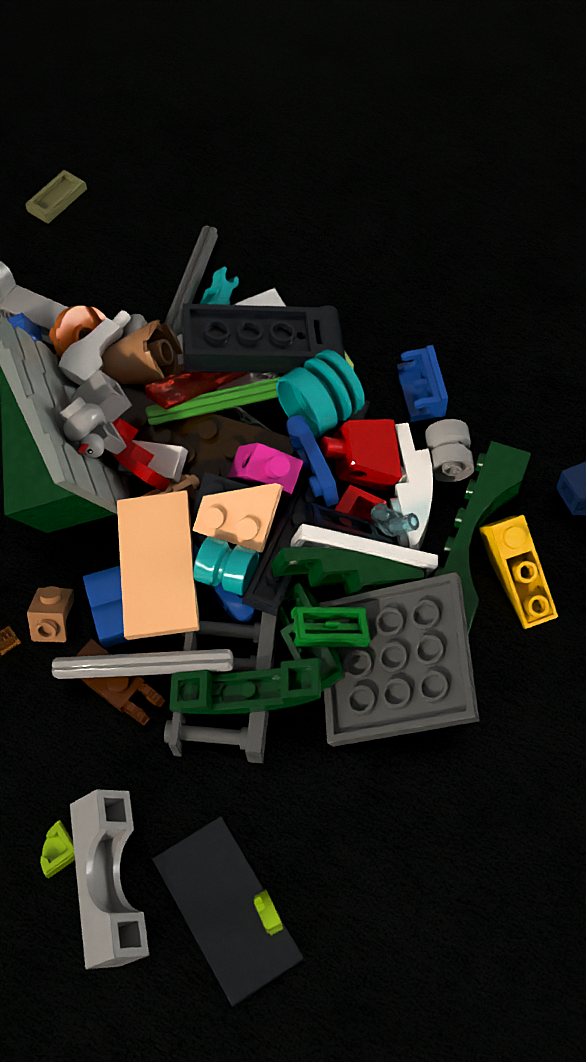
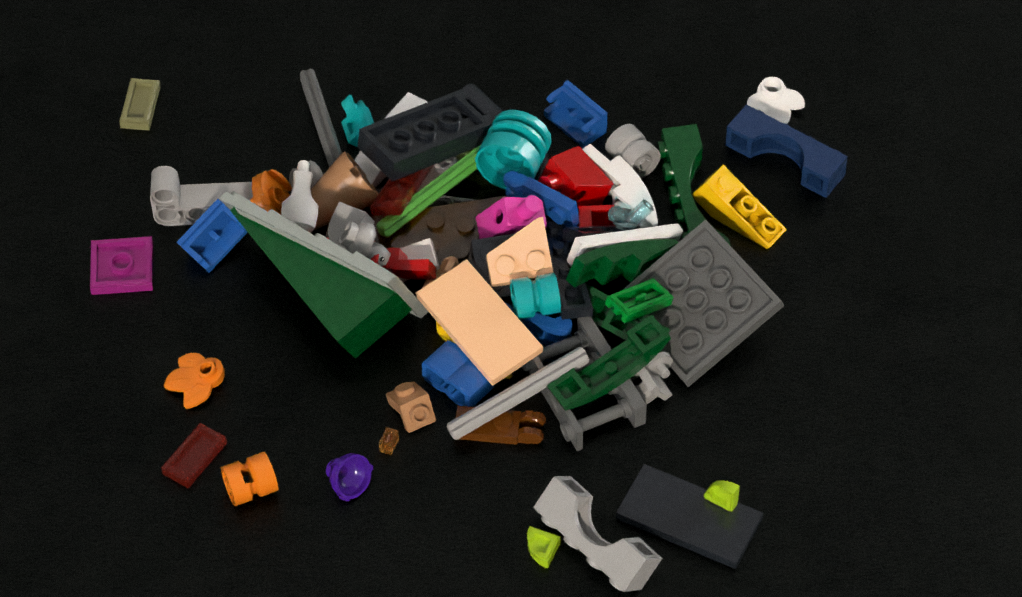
camera: 35 degrees left, 10 degrees down
(294, 724) = (652, 383): none -> light grey hips

